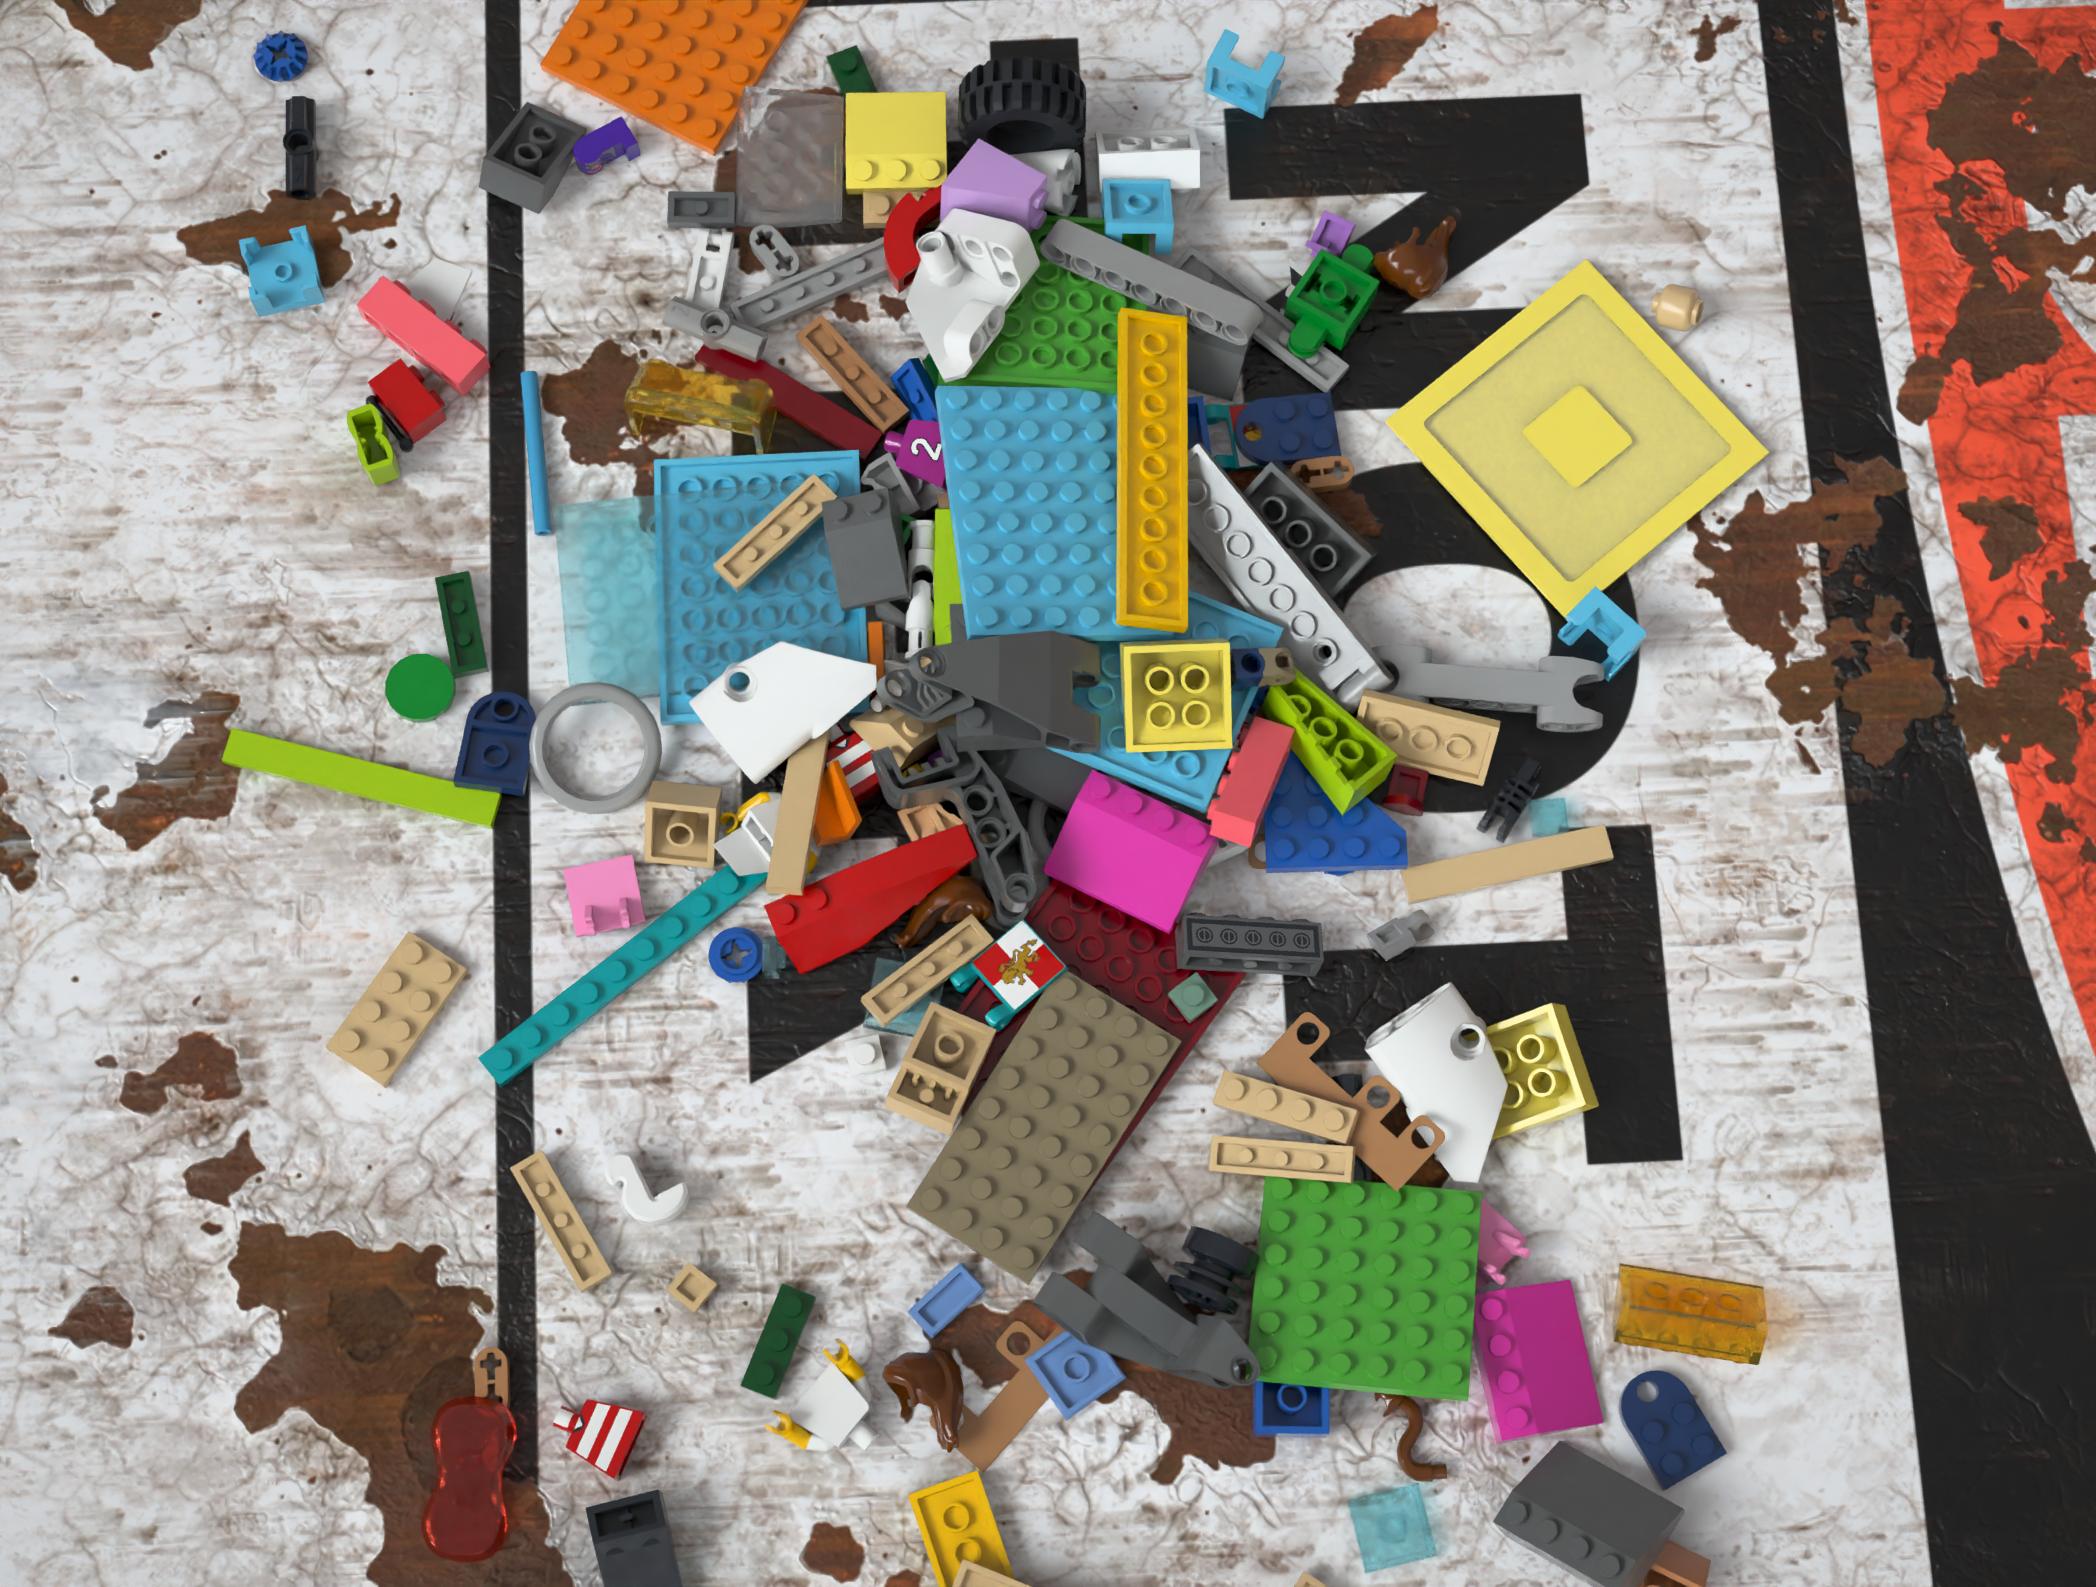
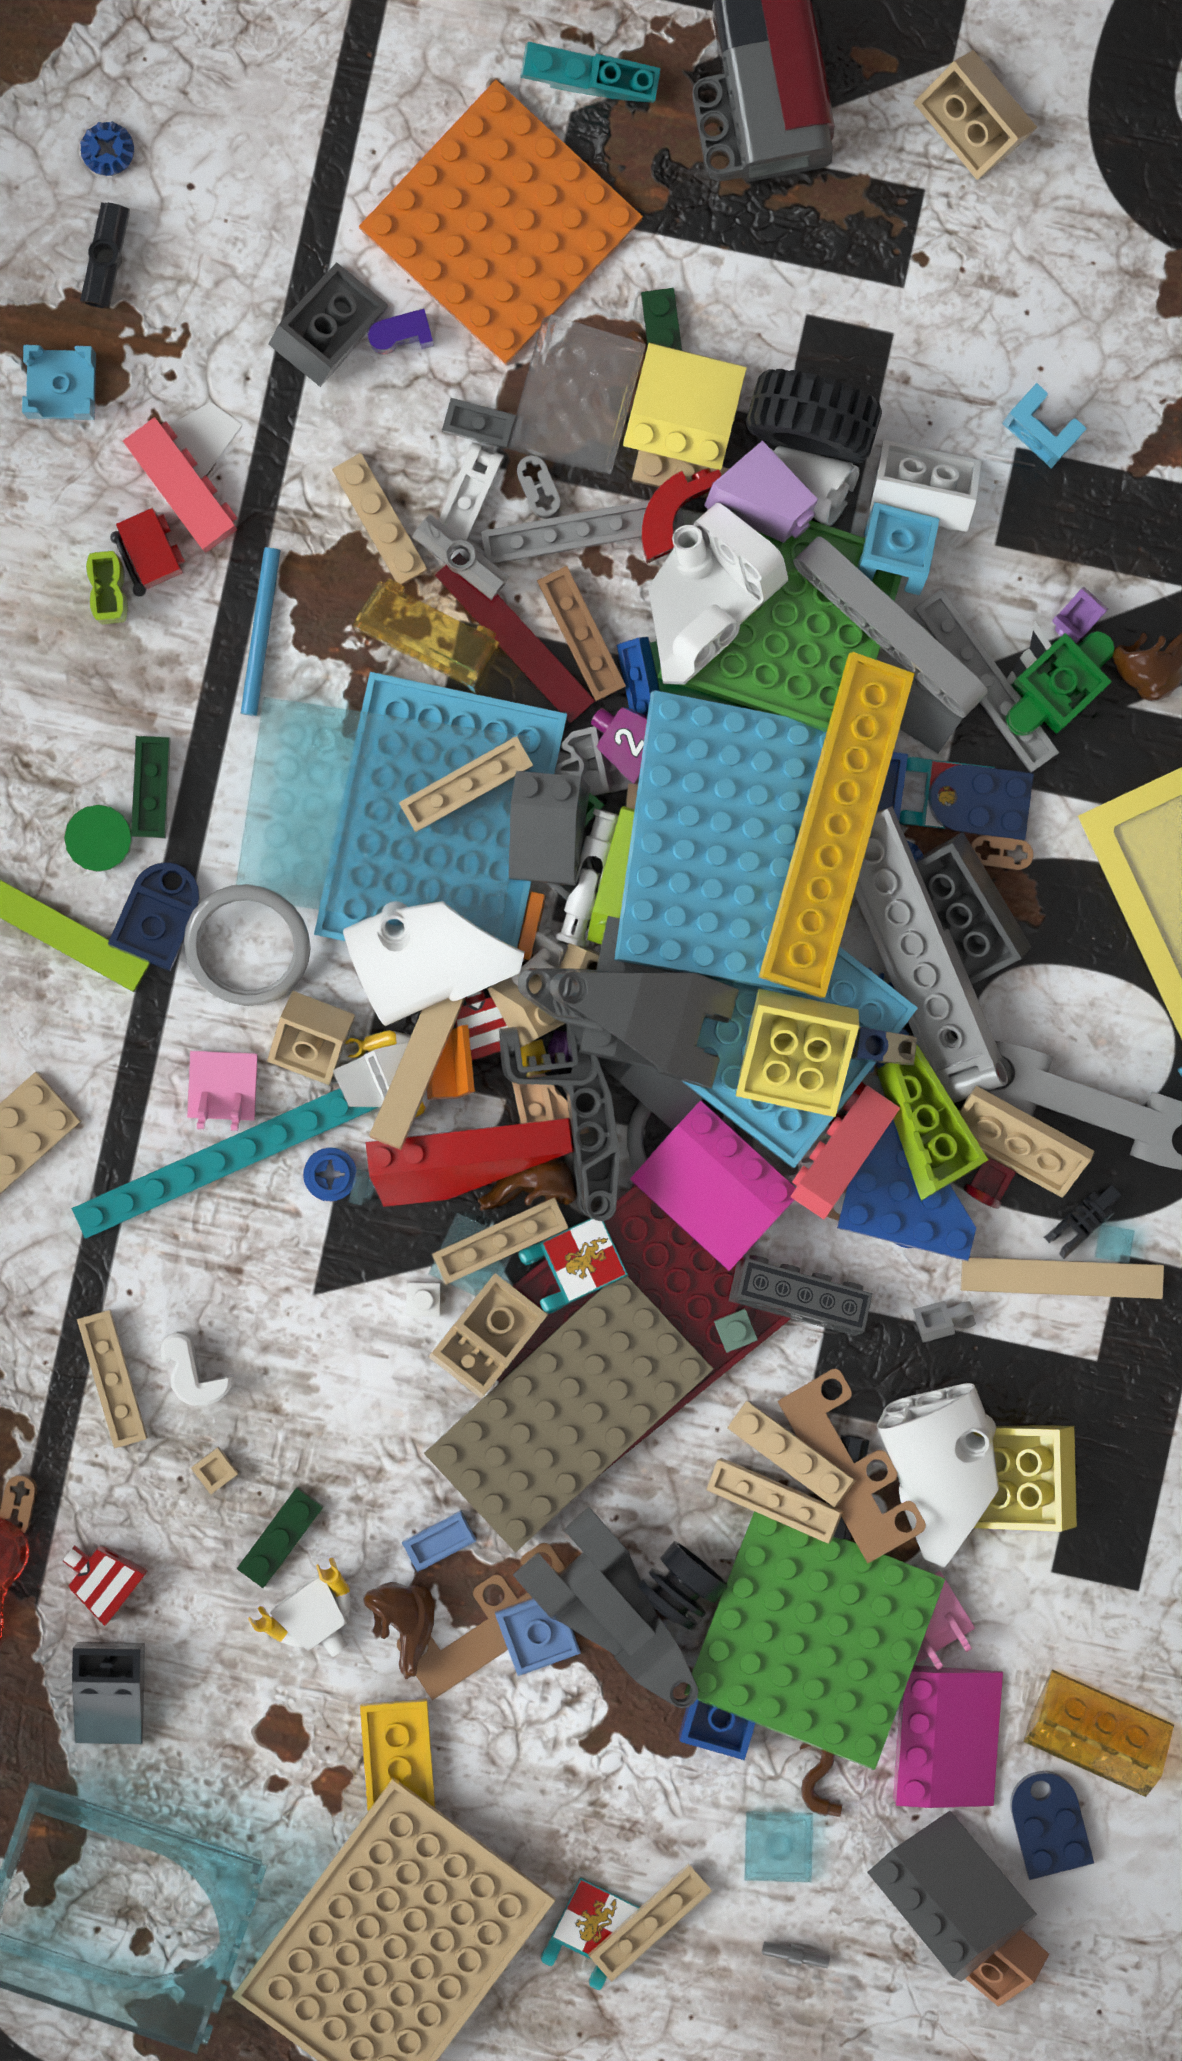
camera: 15 degrees right, 15 degrees up
(625, 318) = (379, 519): none -> tan plate

